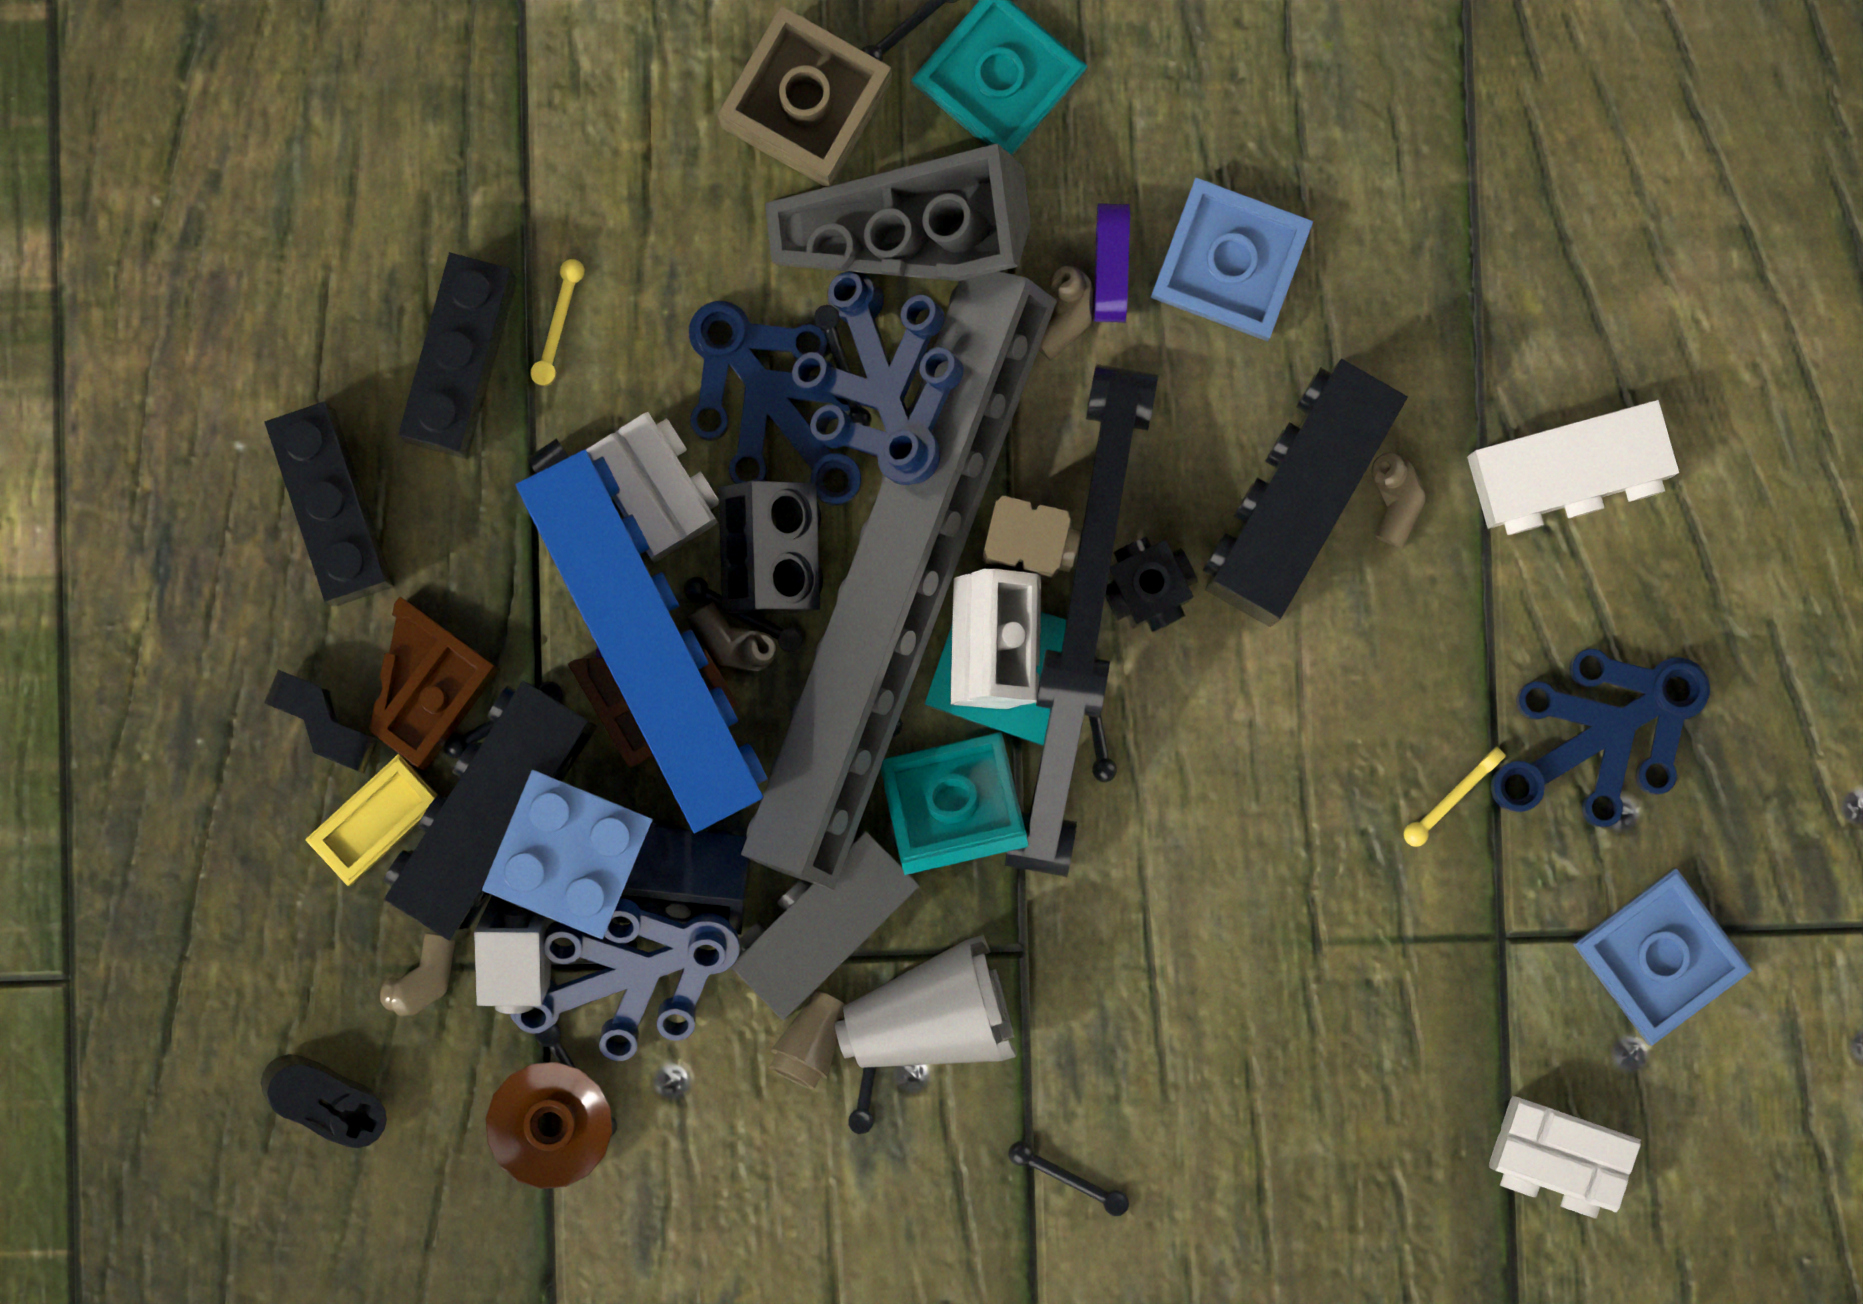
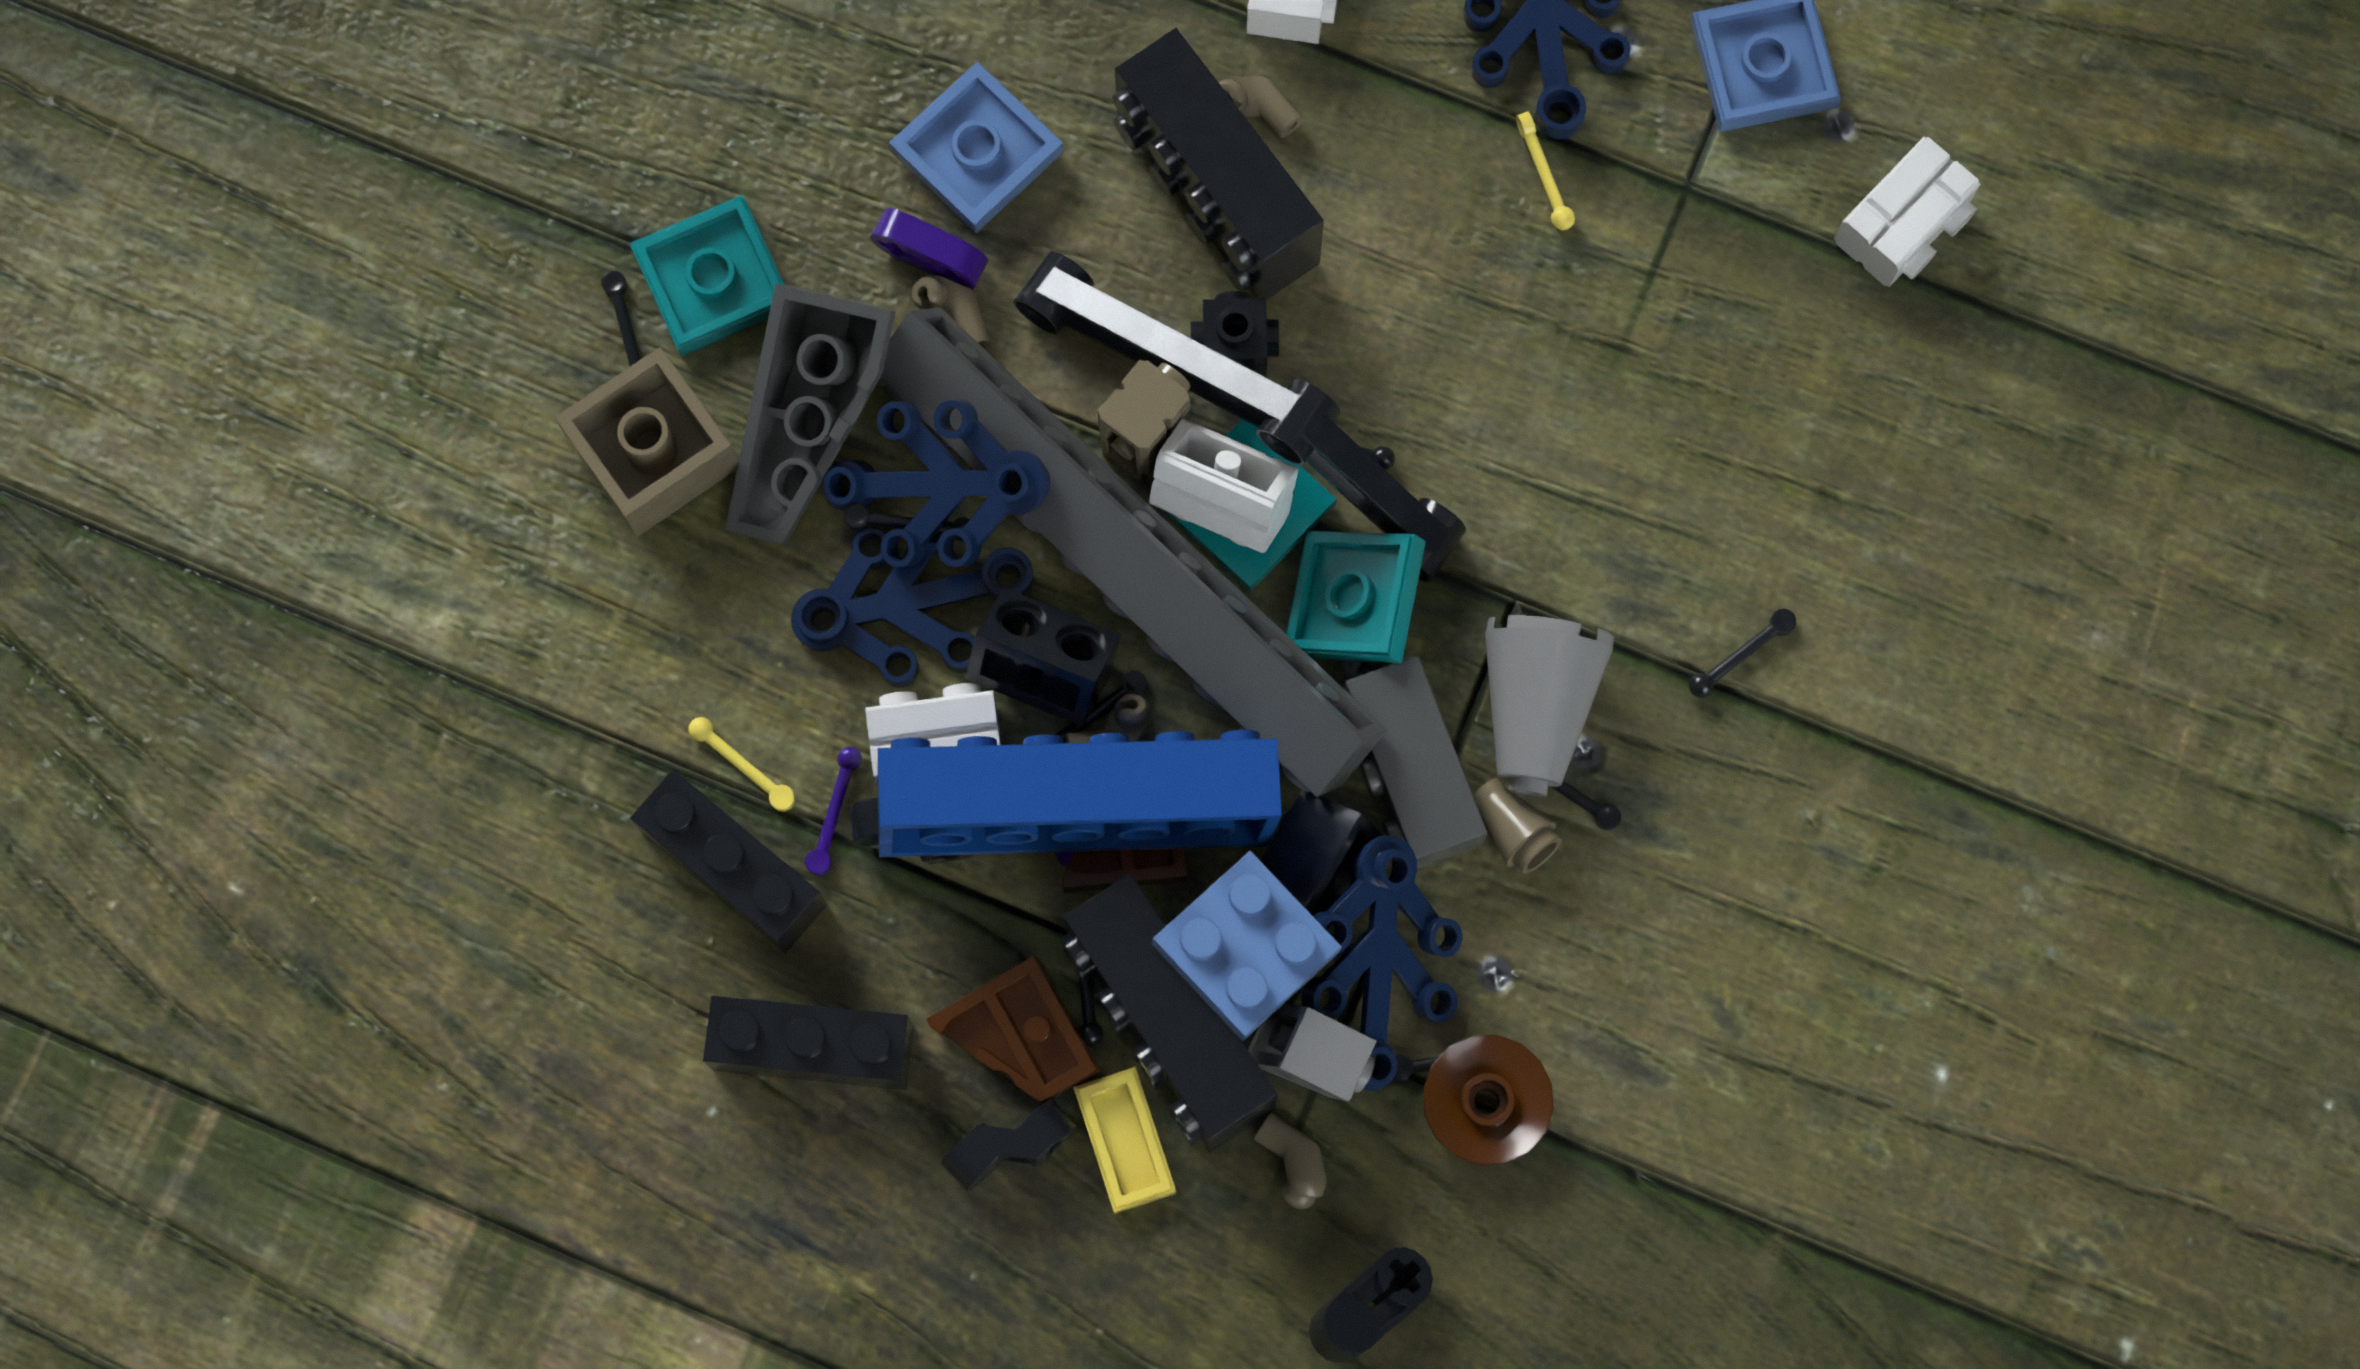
camera: 60 degrees left, 10 degrees down
(502, 433) = (818, 860): none -> dark purple hinge

